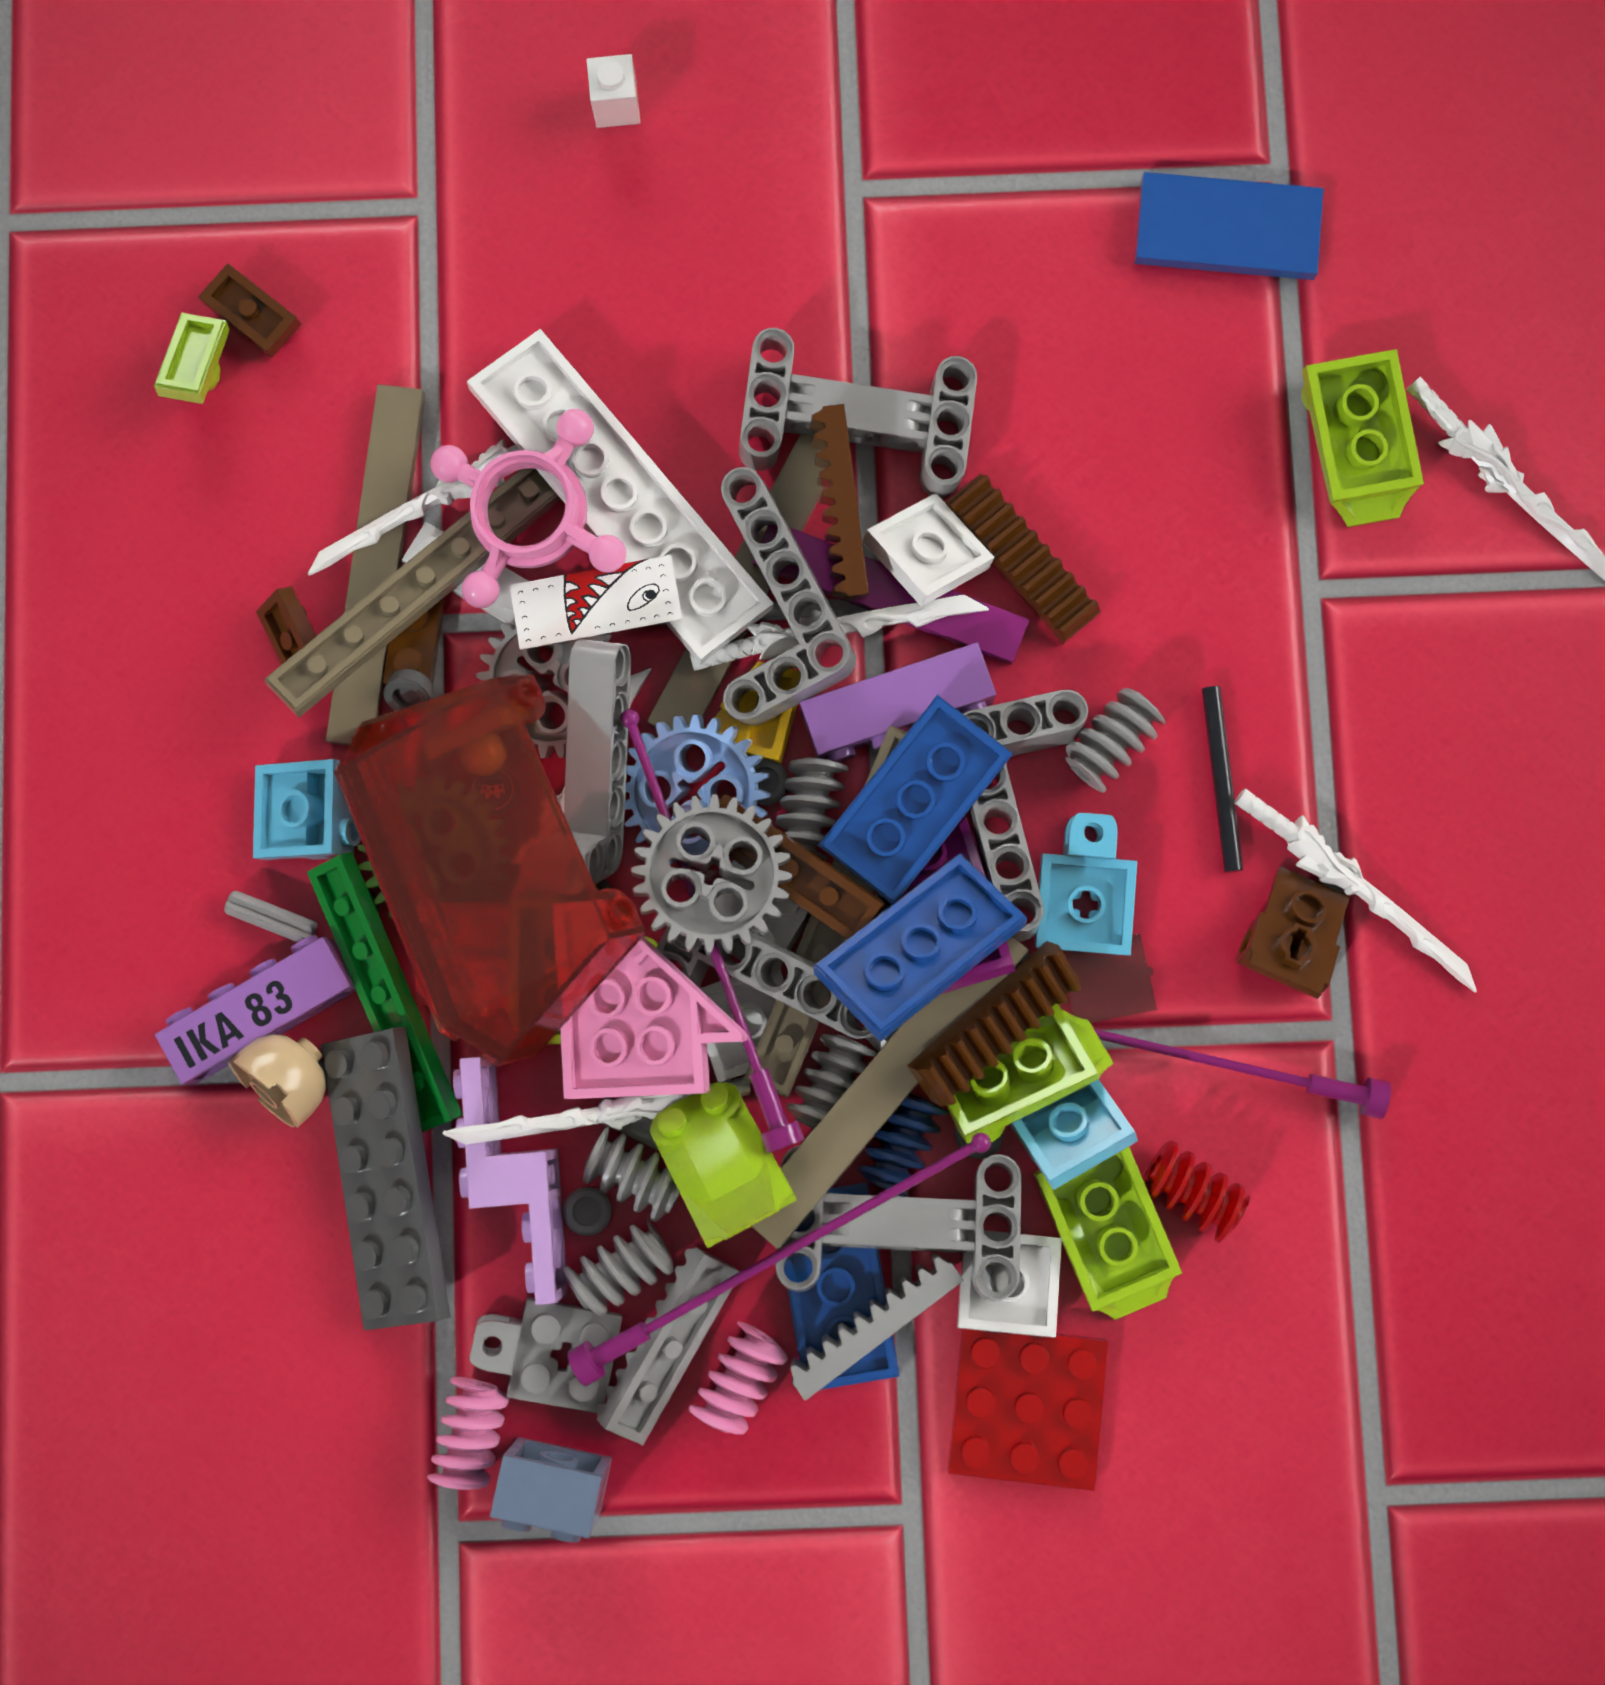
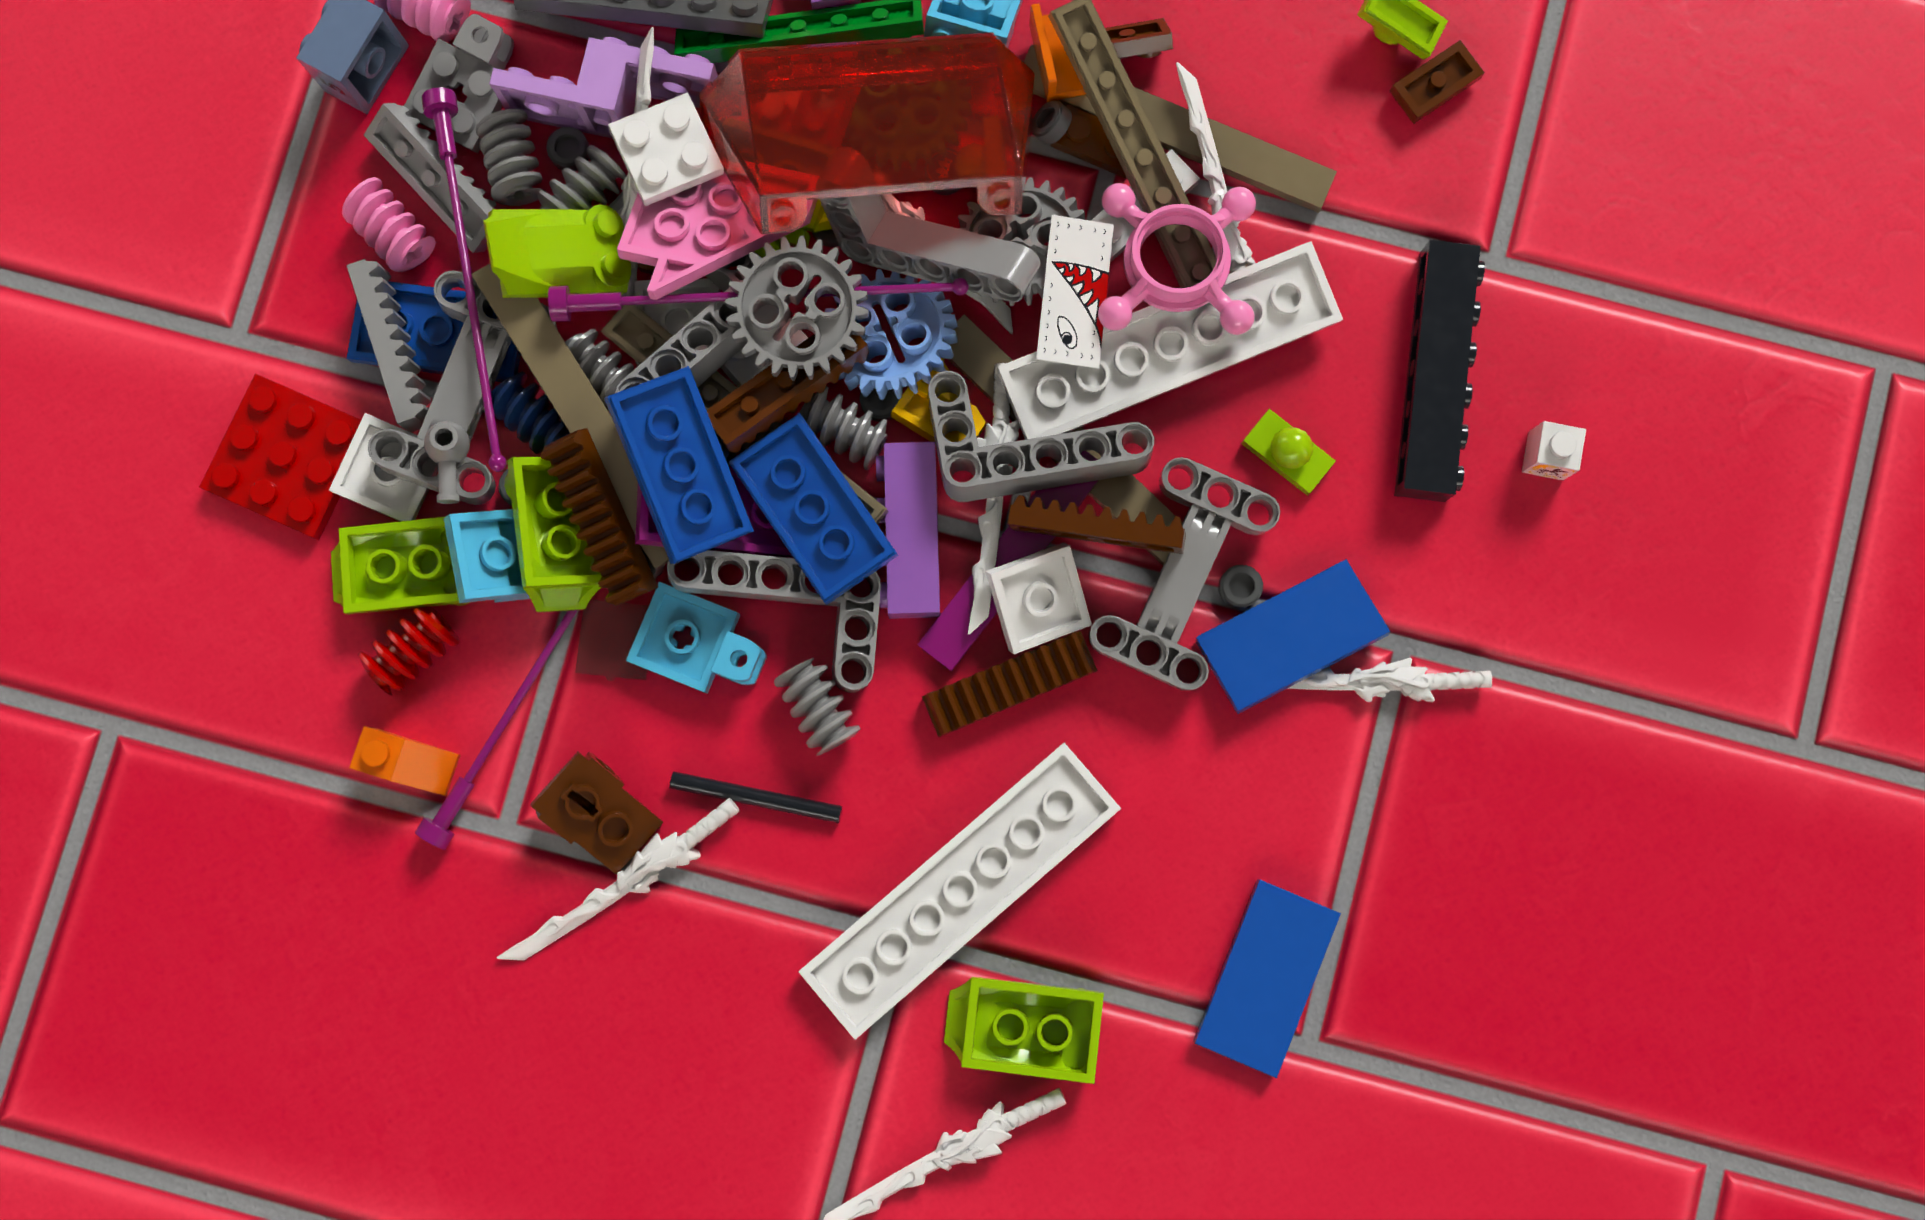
camera: 105 degrees right, 0 degrees up
(340, 708) = (1054, 65): none -> orange panel
(562, 225) = (1439, 371): none -> black brick
(572, 1079) = (666, 149): none -> white plate
(692, 352) = (1288, 451): none -> lime tile
(846, 359) = (1240, 586): none -> dark grey tile
(883, 293) = (1292, 636): none -> blue tile
(906, 210) = (1395, 677): none -> white sword
(989, 1206) = (447, 457): none -> light grey bar
(1248, 543) = (959, 890): none -> white plate
(1312, 1155) = (404, 761): none -> orange slope

